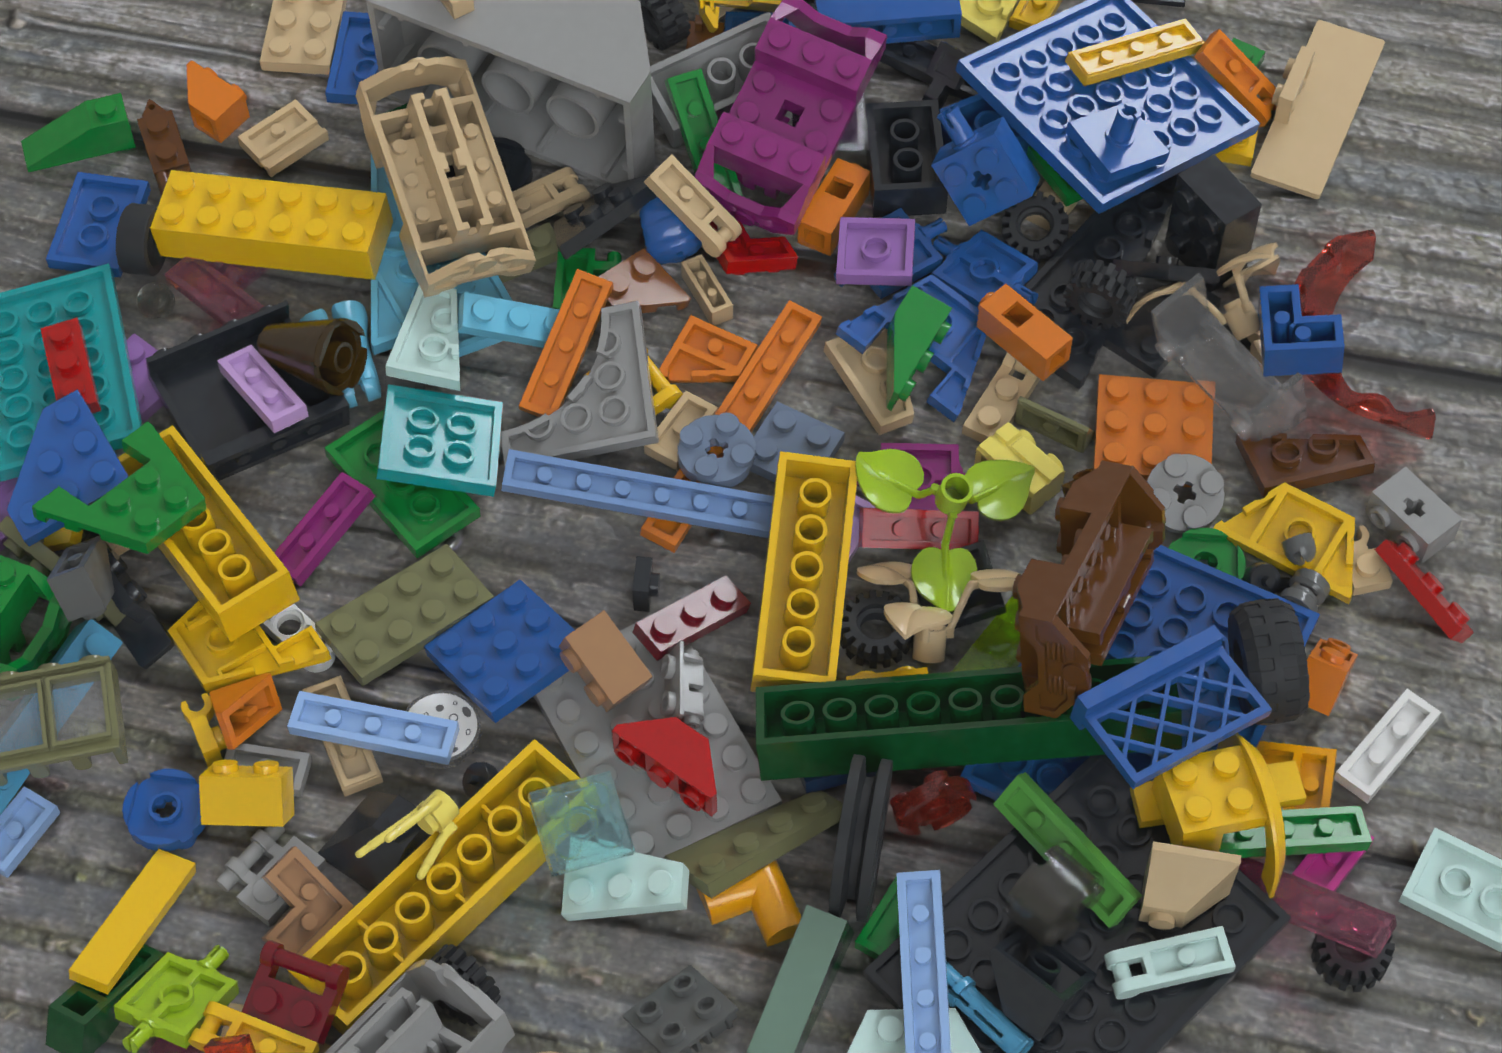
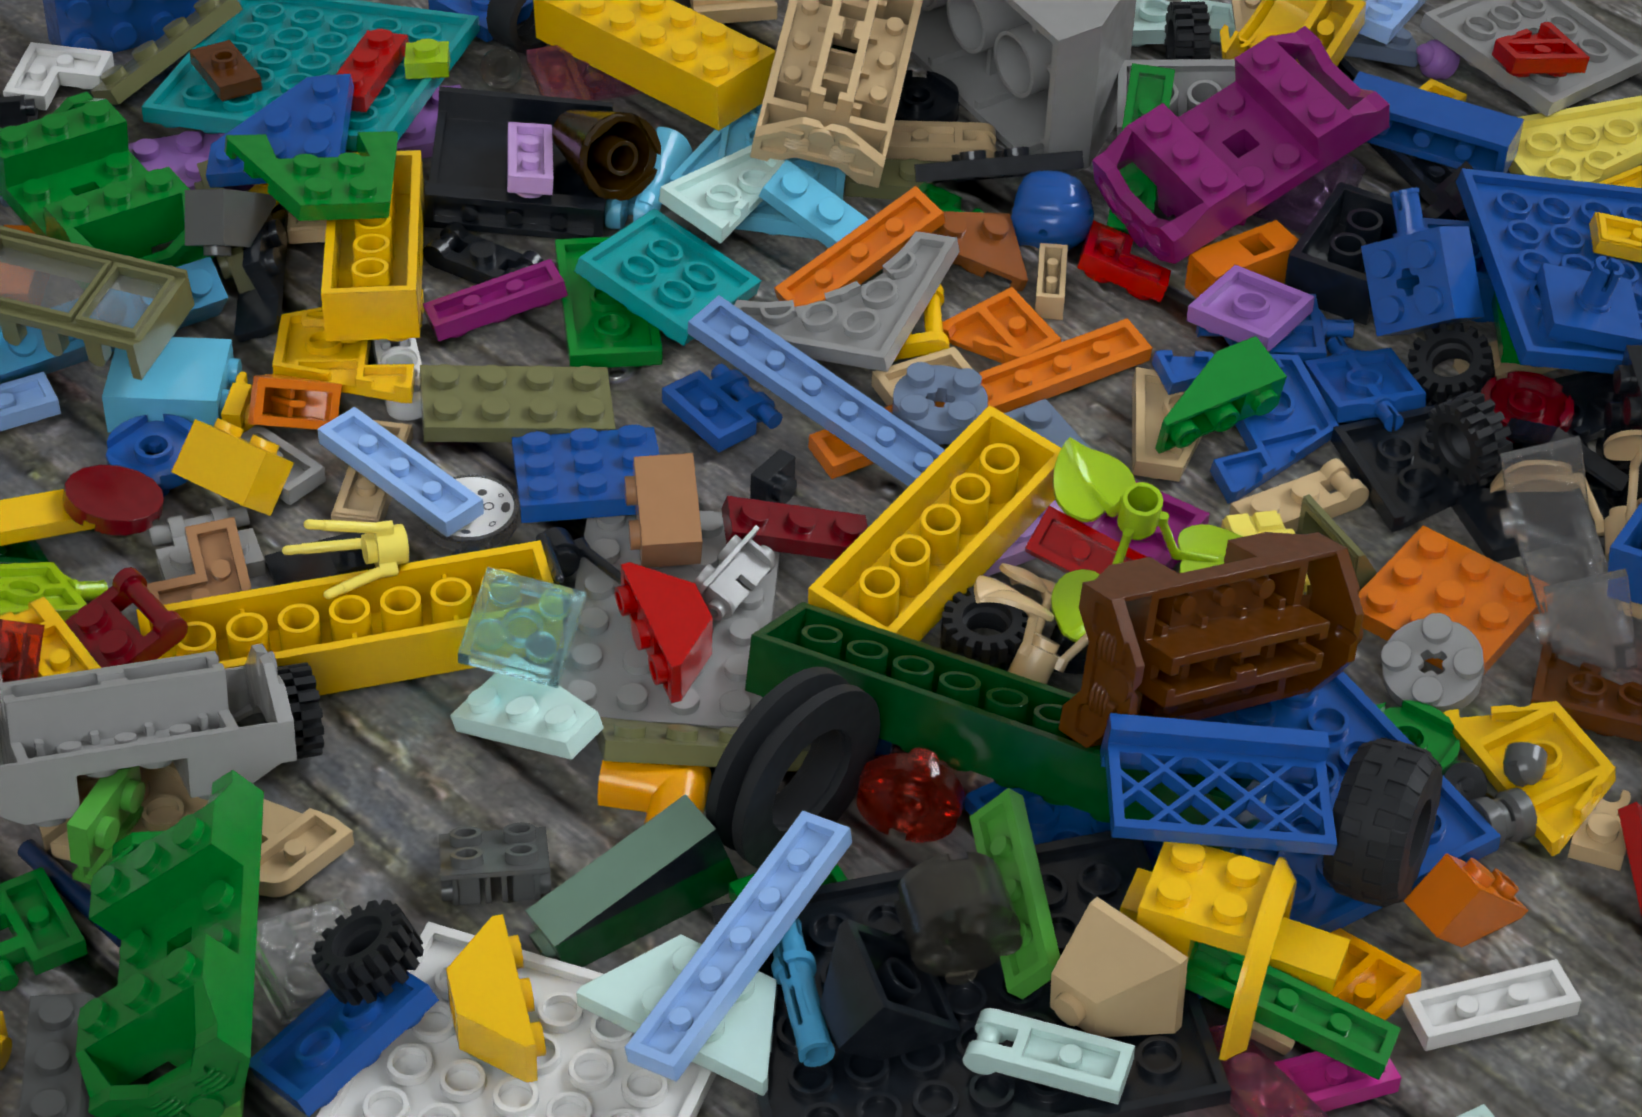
camera: 30 degrees right, 15 degrees down
(111, 334) = (427, 59): none -> lime plate
(152, 743) = (184, 381): none -> medium azure brick
(177, 875) = (113, 499): none -> dark red tile
(277, 491) = (474, 257): none -> black plate
(547, 734) = (564, 555): none -> black plant
(551, 542) = (711, 407): none -> blue plate
(693, 205) = (1078, 182): tan plate -> none
(1024, 331) = (1358, 441): orange brick -> none
(1106, 236) = (1530, 398): none -> dark red tile

